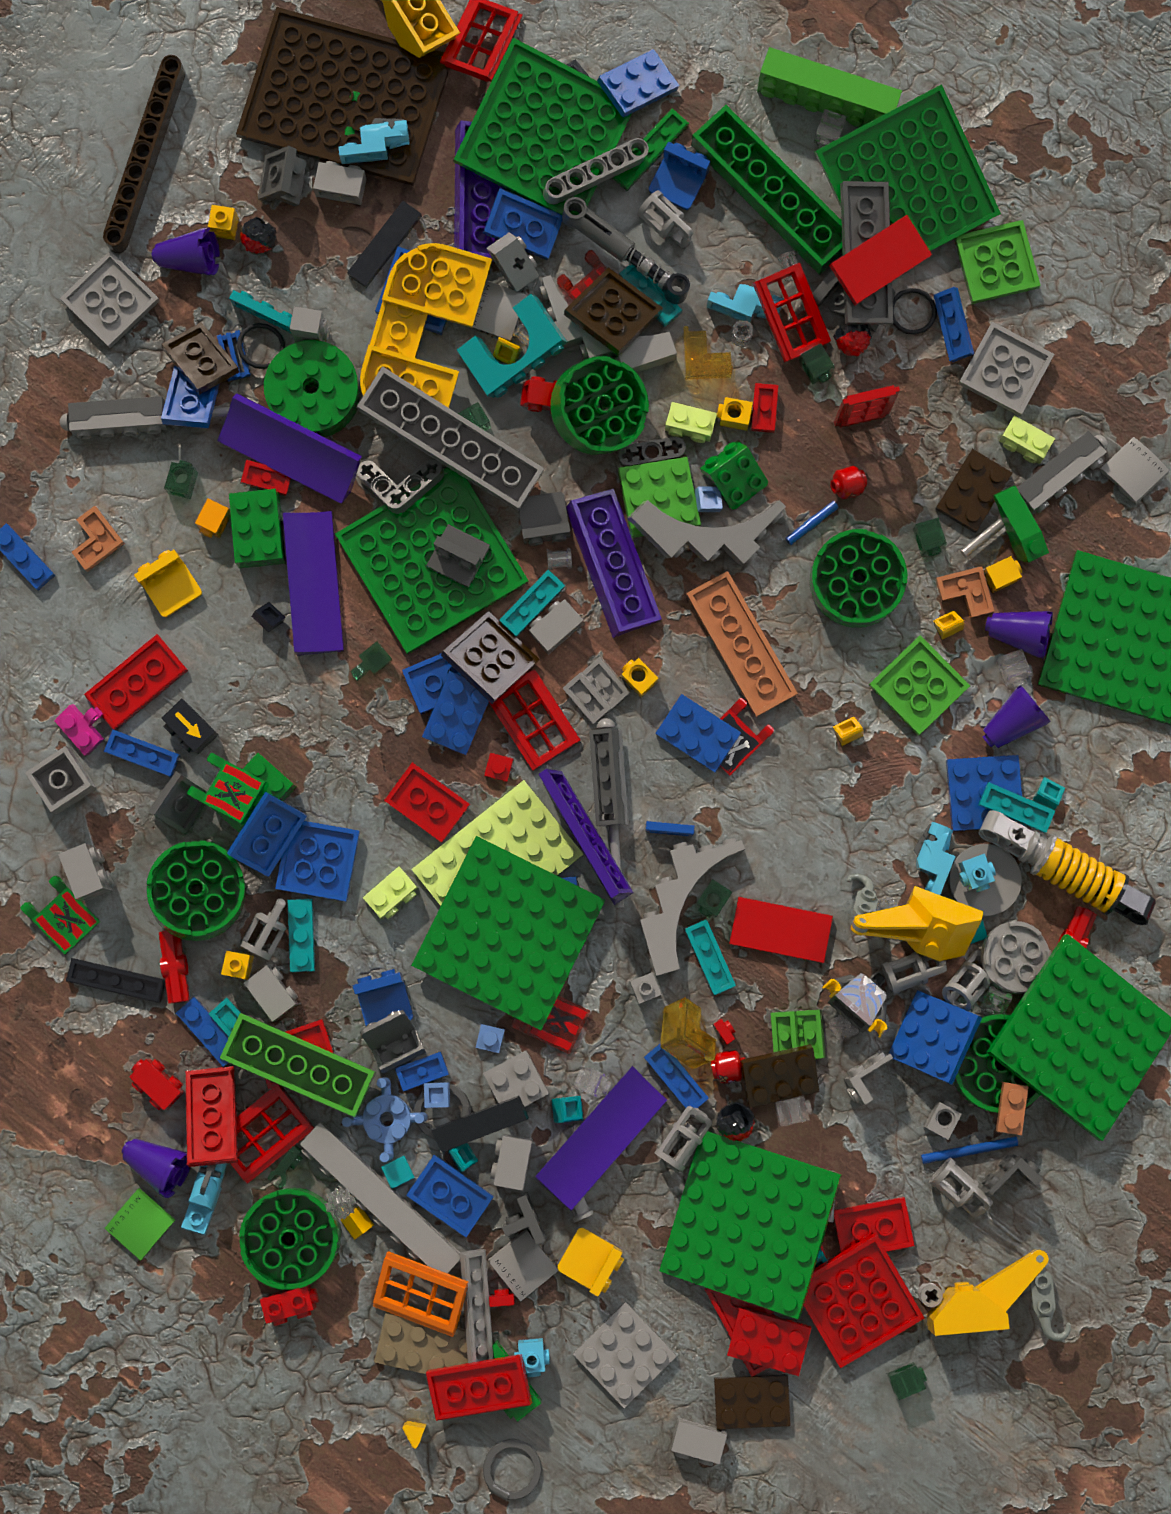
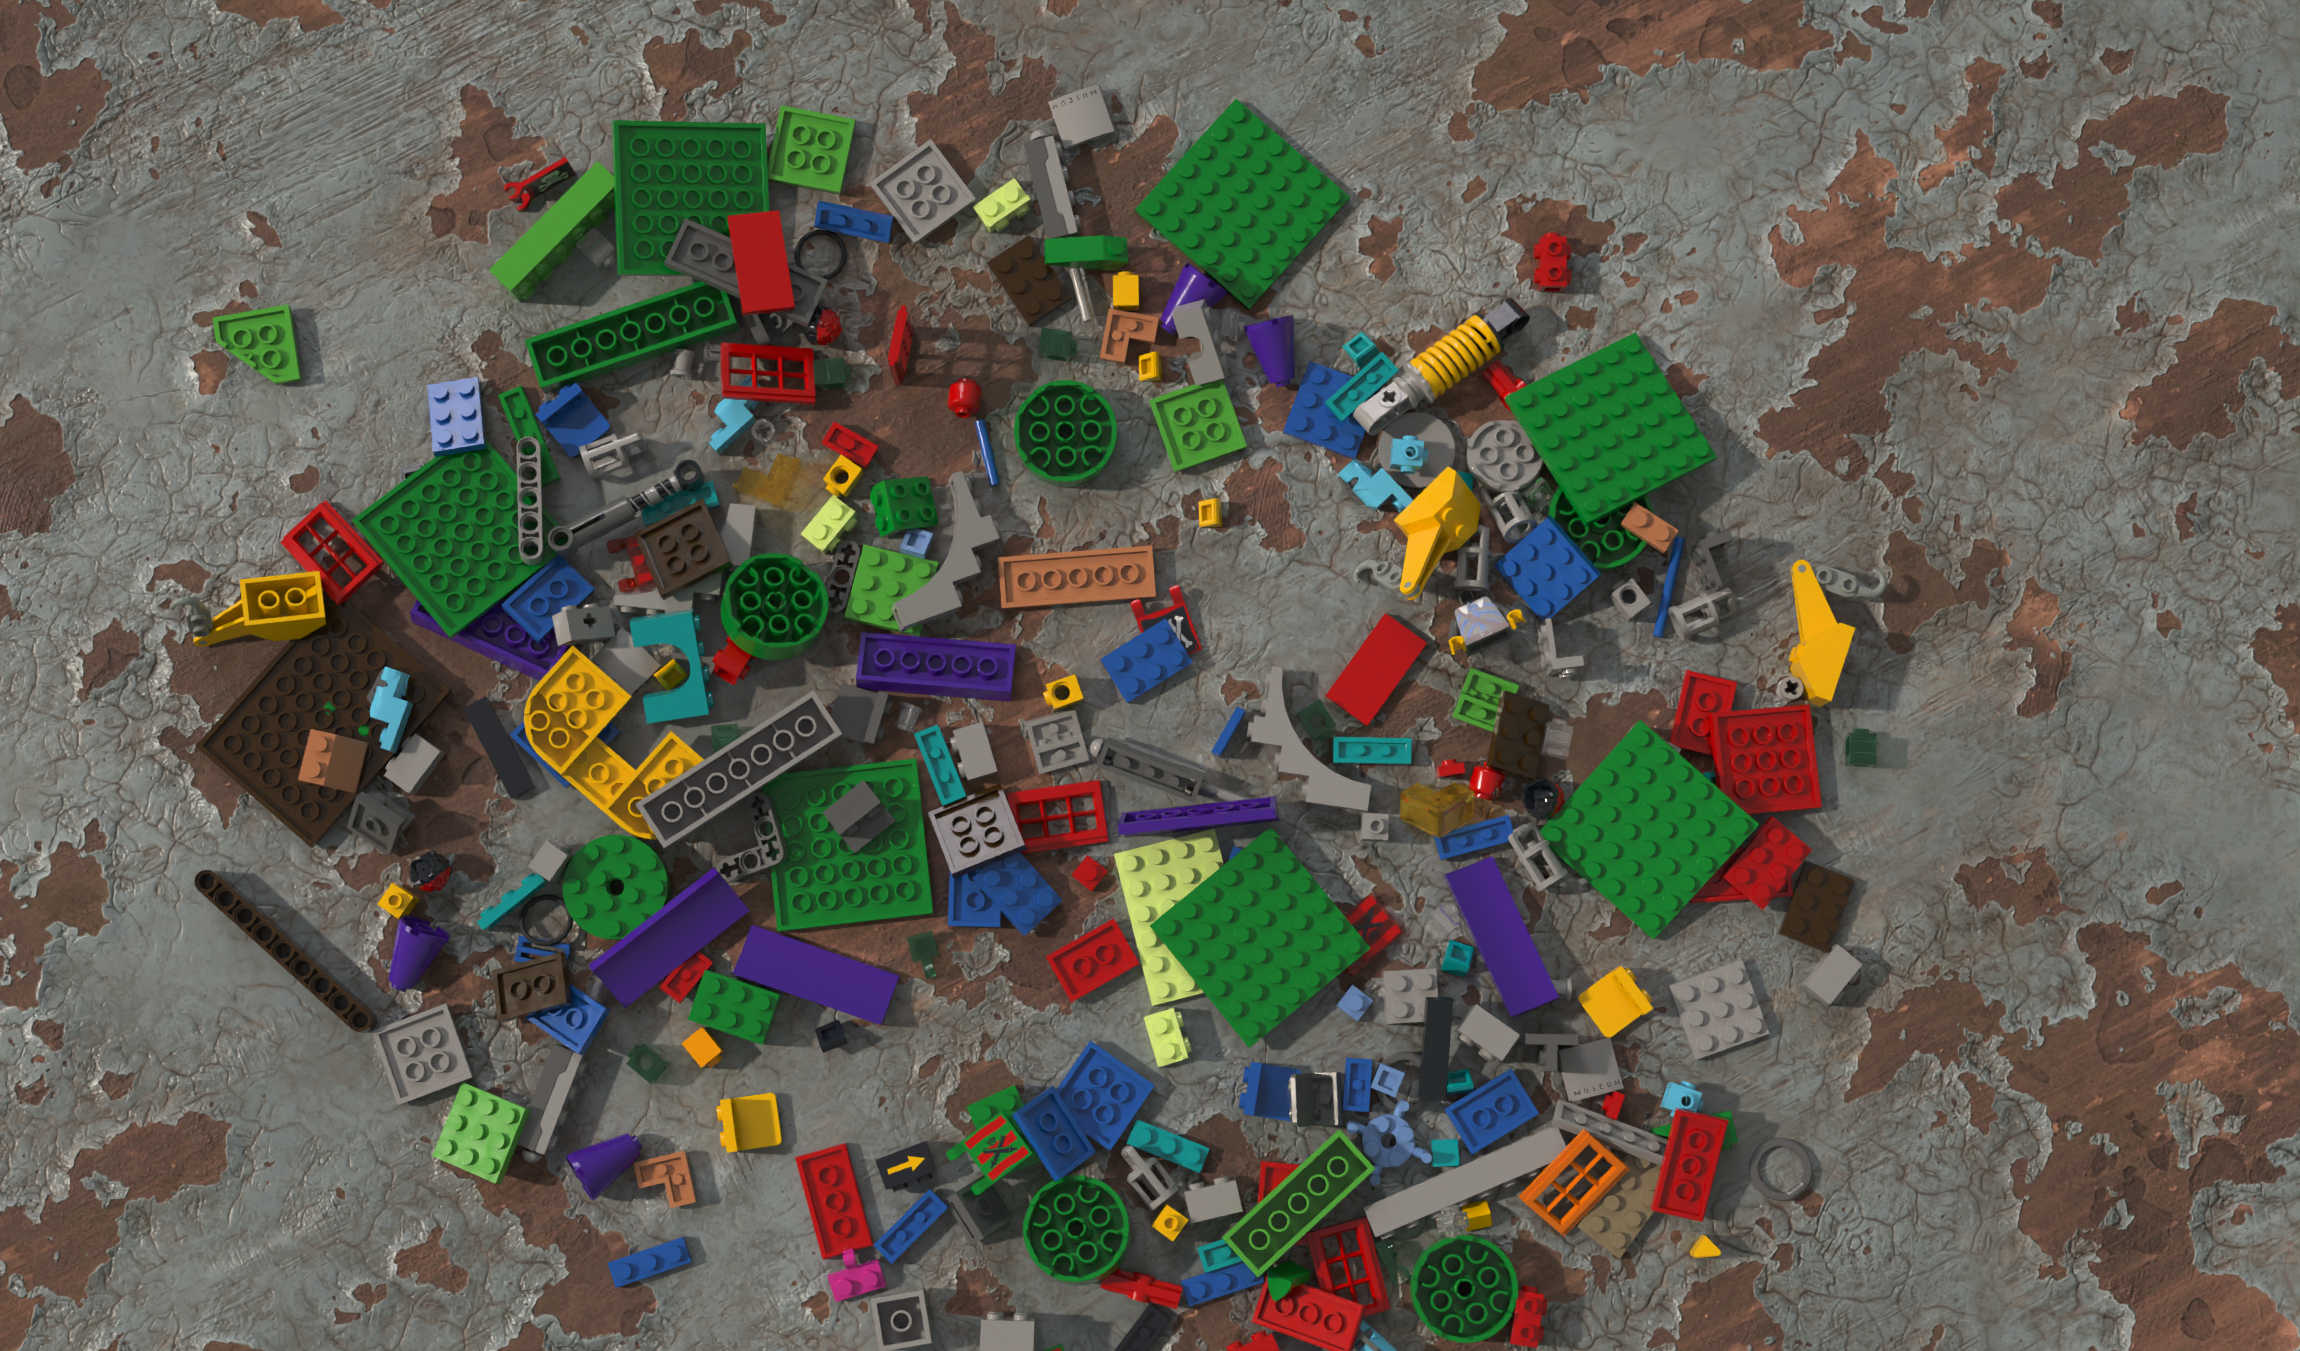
camera: 70 degrees left, 0 degrees up
(65, 374) = (481, 1133): none -> bright green plate
(84, 481) = (603, 1162): none -> dark purple cone
(233, 1083) = (1284, 1278): none -> green tile
(311, 116) = (333, 761): none -> nougat slope
(767, 242) = (683, 364): none -> light grey bush
(862, 57) = (540, 182): none -> flag
(1005, 642) = (1197, 321): none -> light grey arch

